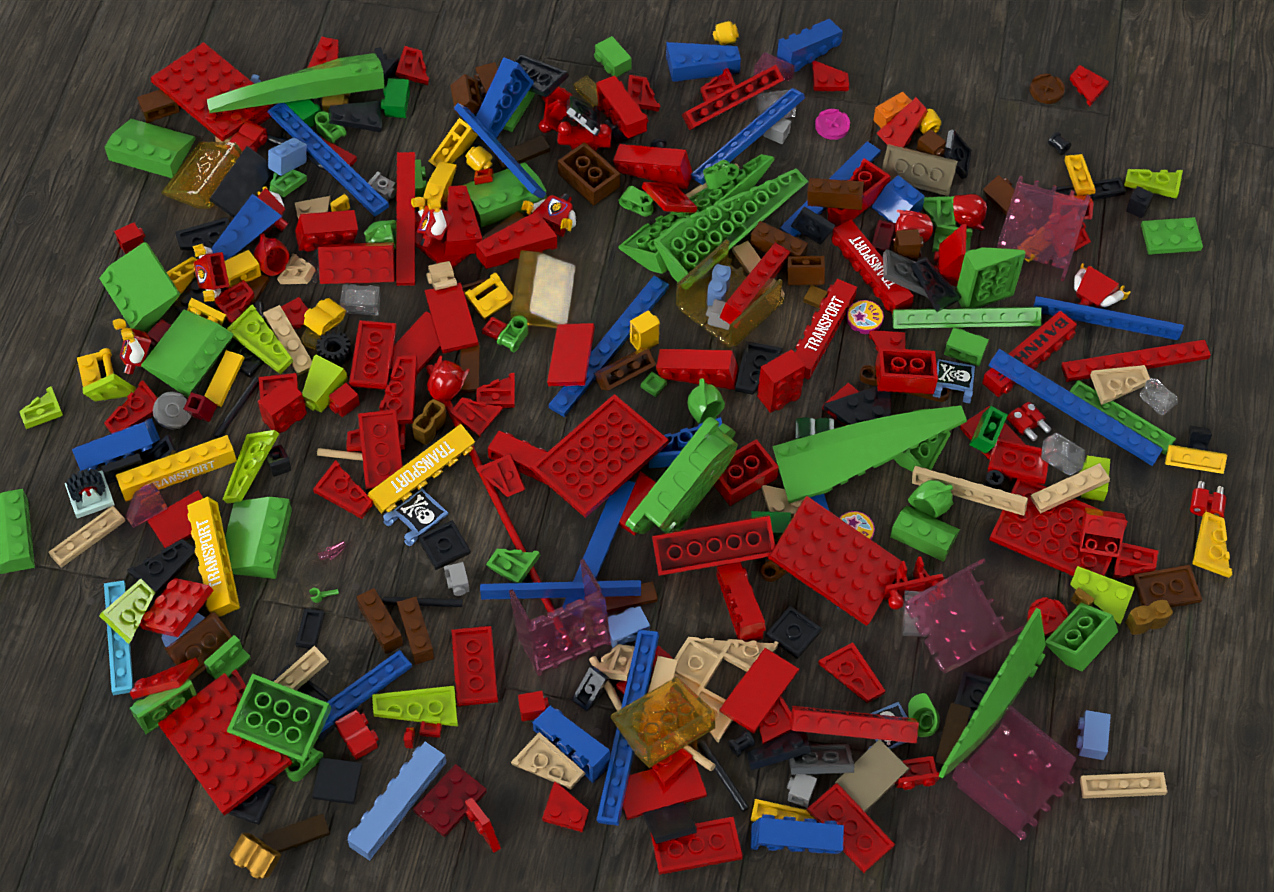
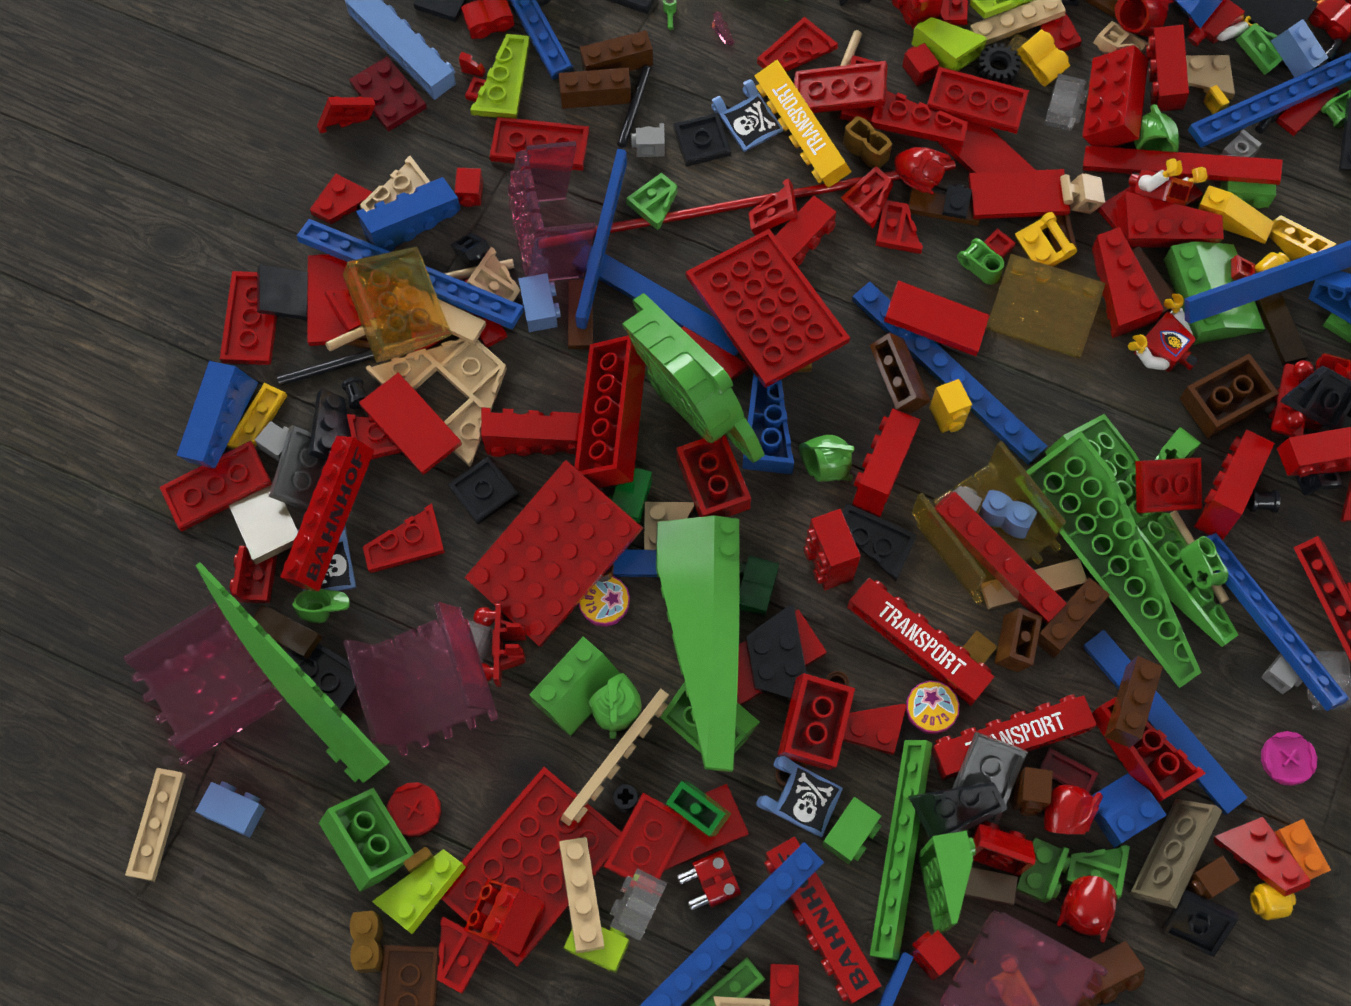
camera: 105 degrees right, 10 degrees up
(467, 355) = (956, 201): none -> black bracket
(653, 384) = (875, 410): bright green tile -> none
(812, 225) = (1089, 663): black tile -> none
(1030, 285) = (934, 954): none -> red brick

